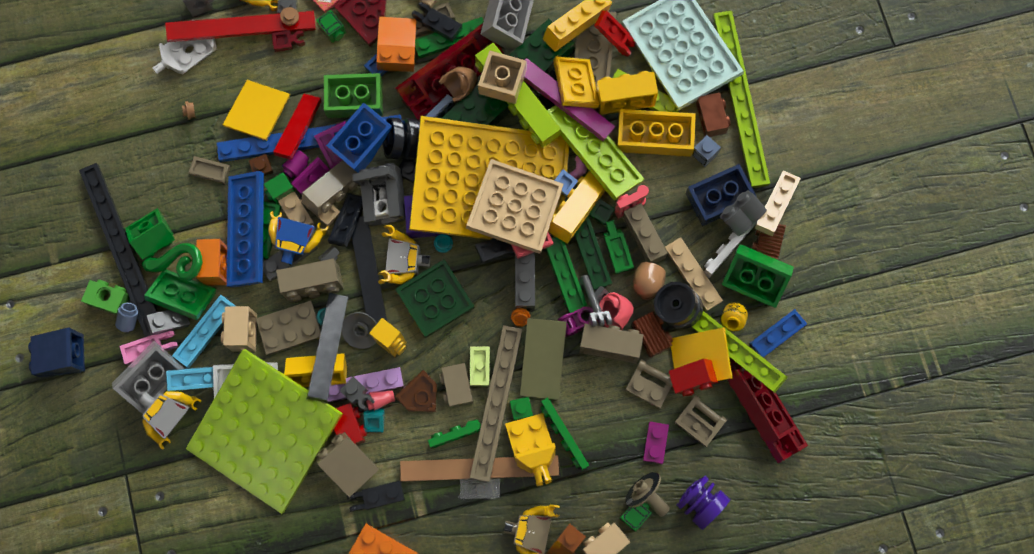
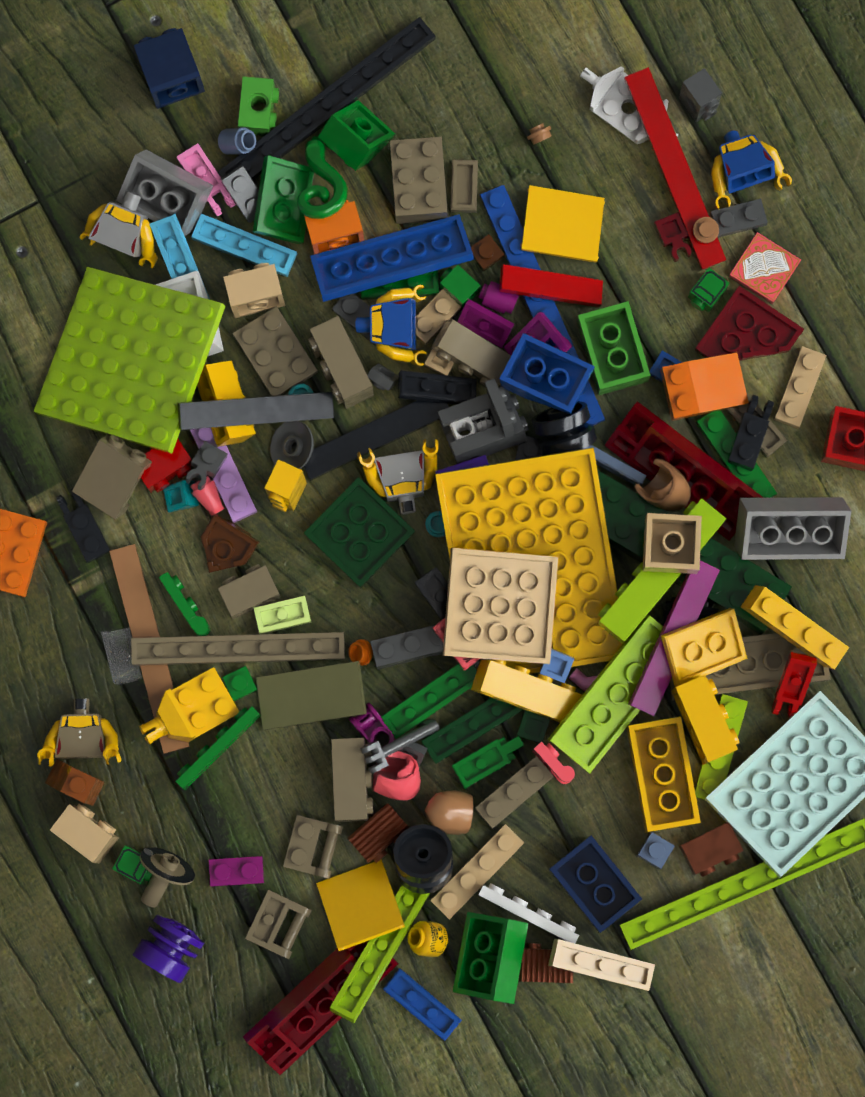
camera: 75 degrees right, 5 degrees up
(195, 198) = (418, 180): none -> dark tan brick
(693, 377) = (330, 899): red brick -> none
(743, 213) = (570, 918): dark grey brick -> none

